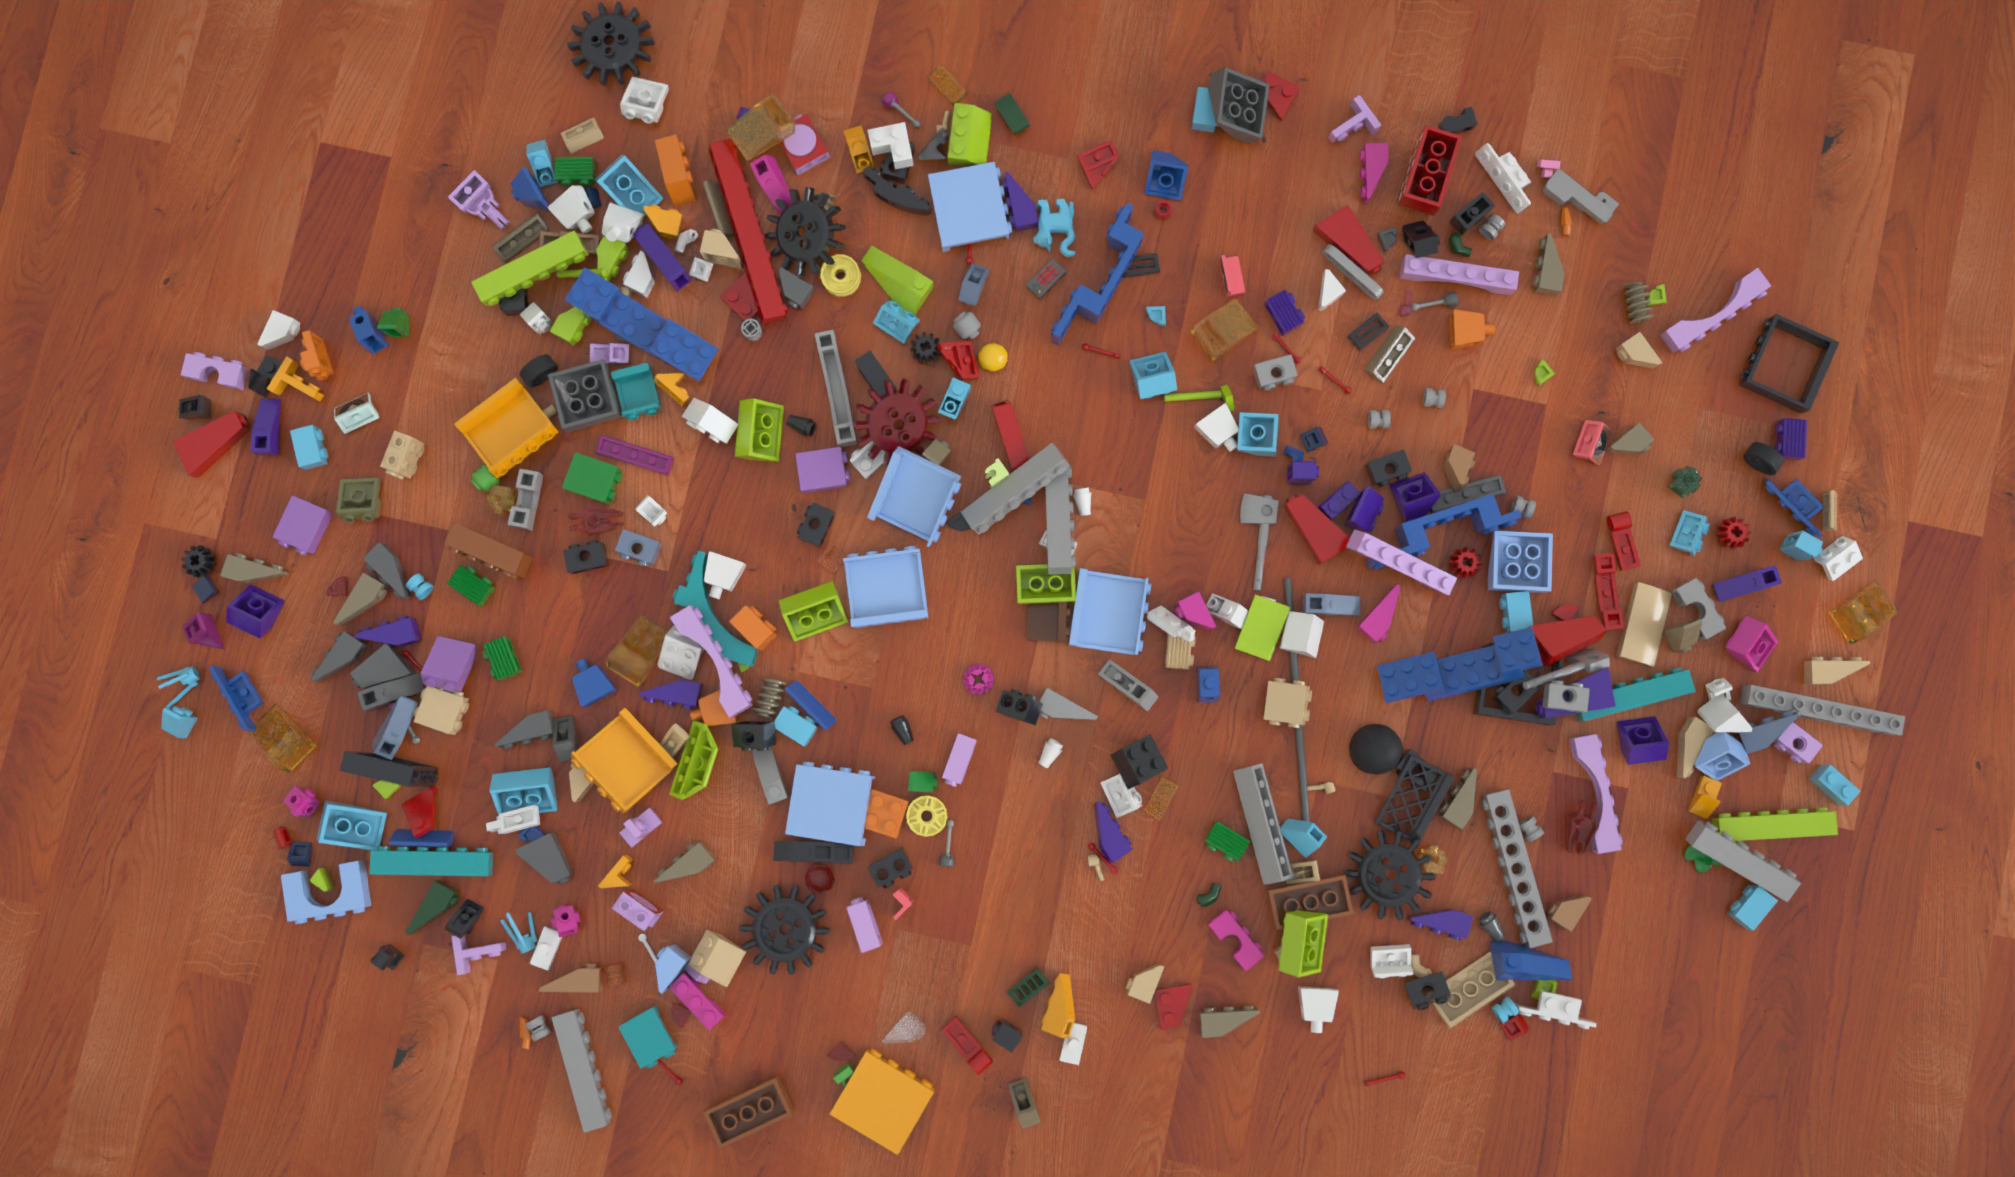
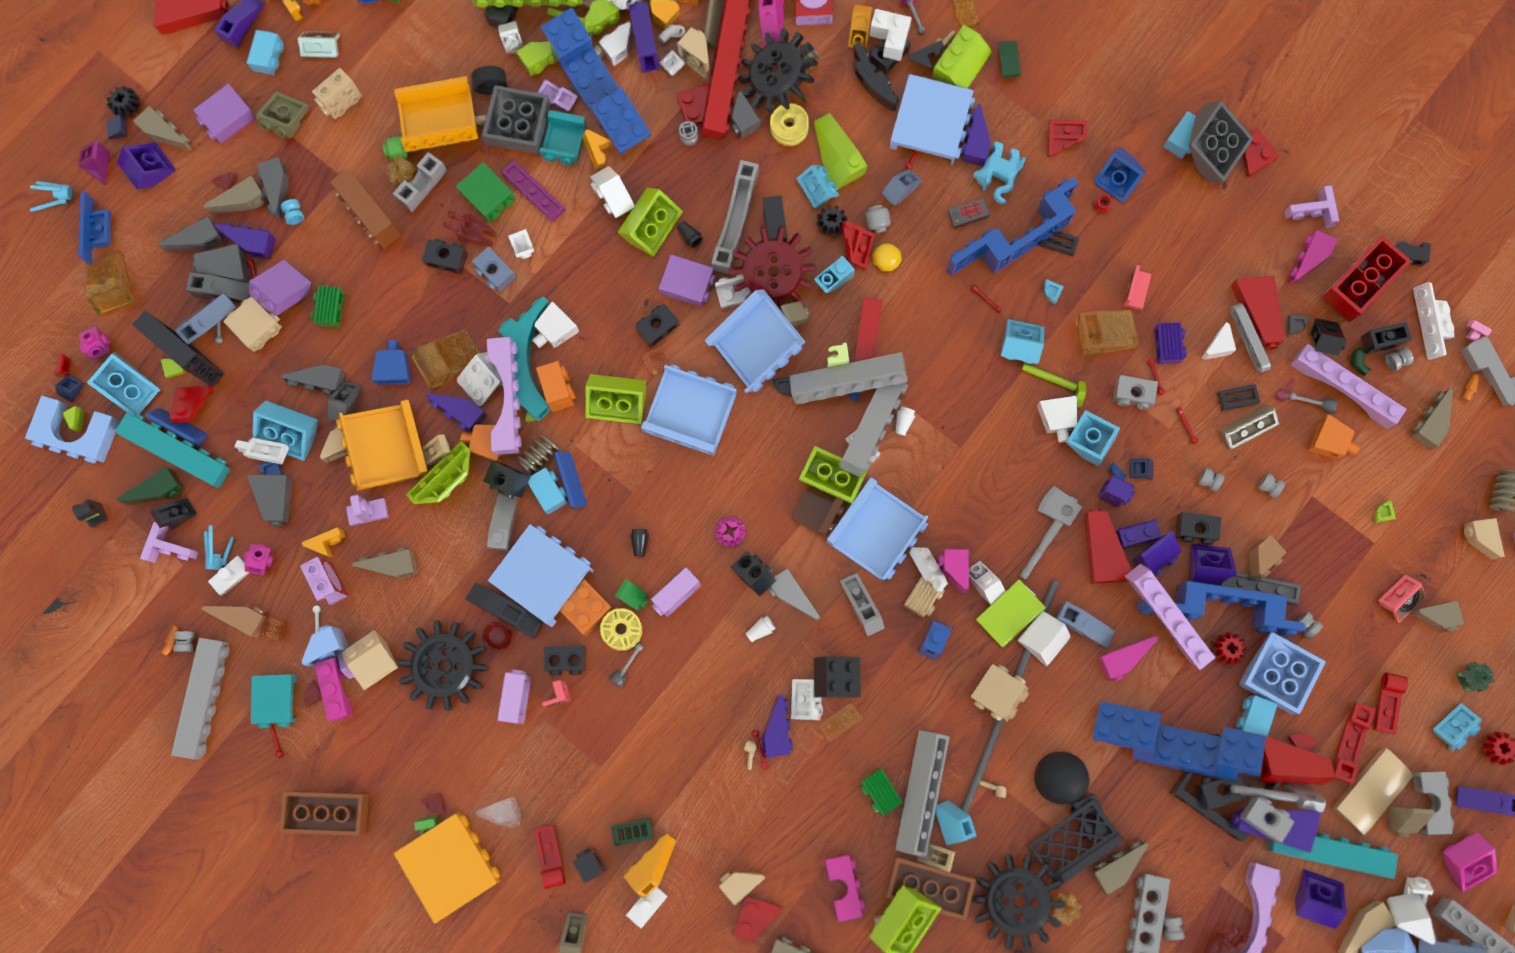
camera: 30 degrees right, 5 degrees down
(178, 721) = (31, 224): medium azure slope -> none
(471, 585) = (336, 232): green brick -> none
(1211, 897) = (840, 836): dark green arm -> none

